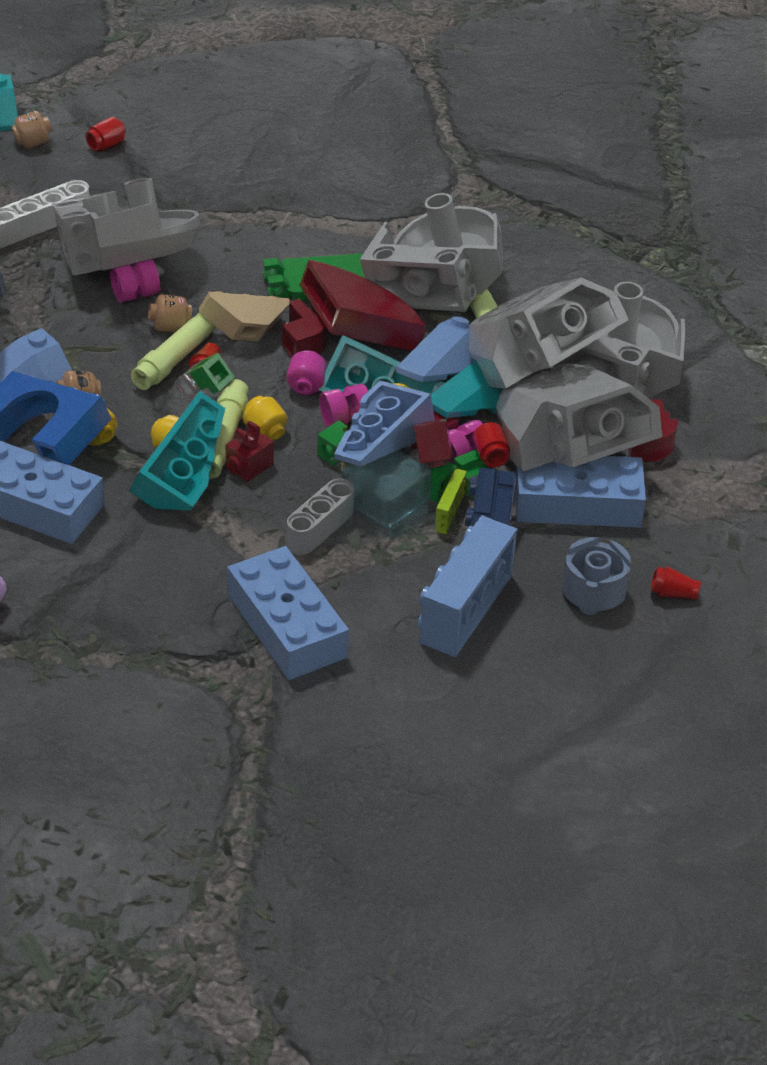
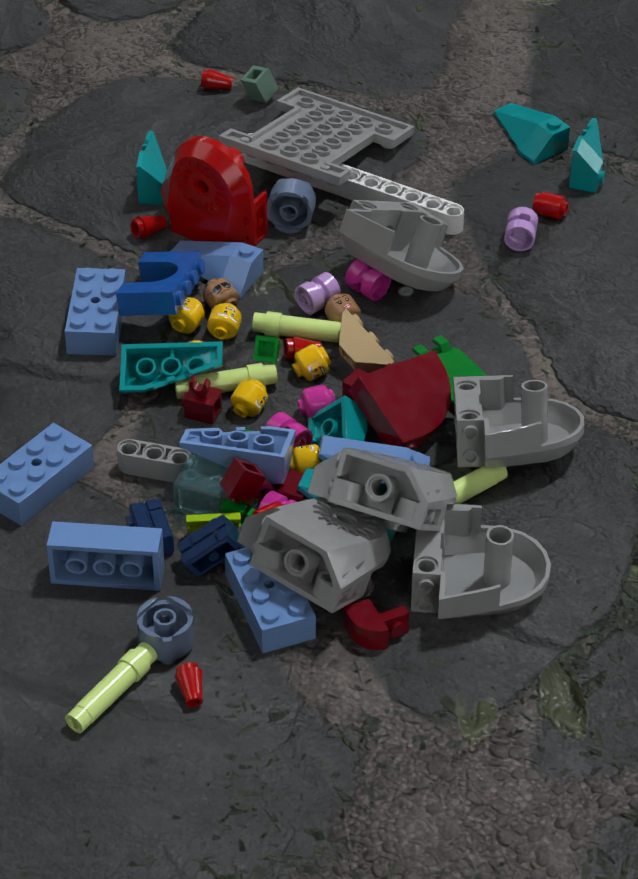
camera: 70 degrees right, 0 degrees up
(31, 130) = (522, 167): medium nougat head -> none
(53, 86) = (587, 160): none -> teal wedge
(126, 398) = (224, 321): none -> yellow head
(130, 320) = (315, 294): none -> lavender wheel
(132, 160) = (521, 229): none -> lavender wheel
(239, 356) = (311, 362): none -> yellow head
(425, 546) = (151, 516): none -> dark blue brick
(635, 623) = (126, 672): none -> yellowish green piece

